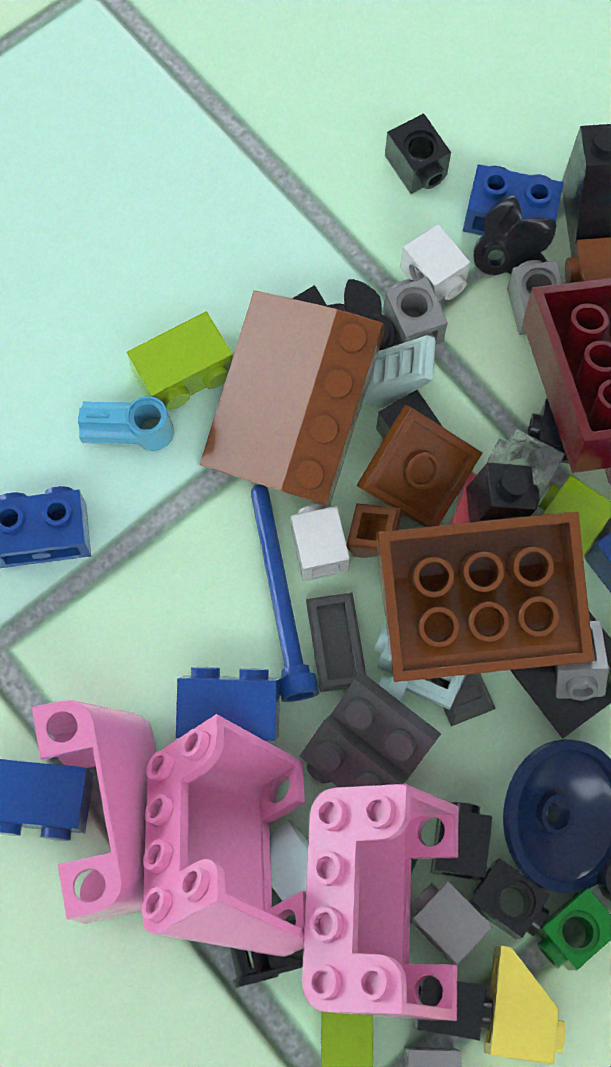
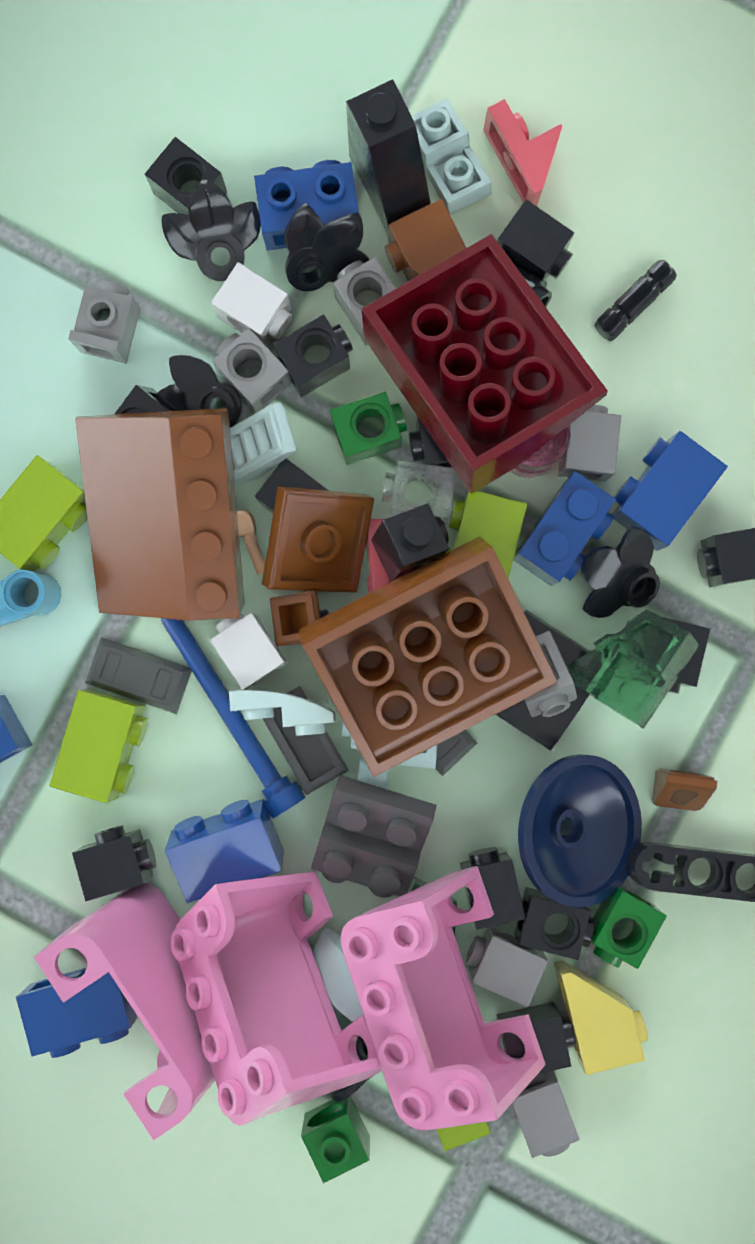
camera: 20 degrees left, 15 degrees up
(123, 680) = (114, 862): none -> black brick
(153, 573) = (99, 746): none -> lime brick
(211, 532) = (138, 675): none -> dark grey tile
(222, 1023) = (335, 1138): none -> green brick
(302, 246) = (111, 337): none -> light grey brick
(347, 608) = (297, 711): none -> light aqua slope
(358, 444) = (247, 528): none -> light nougat hand
(425, 189) = (212, 225): none -> black plate
(465, 338) = (308, 375): none -> black brick
(483, 410) = (352, 443): none -> green brick

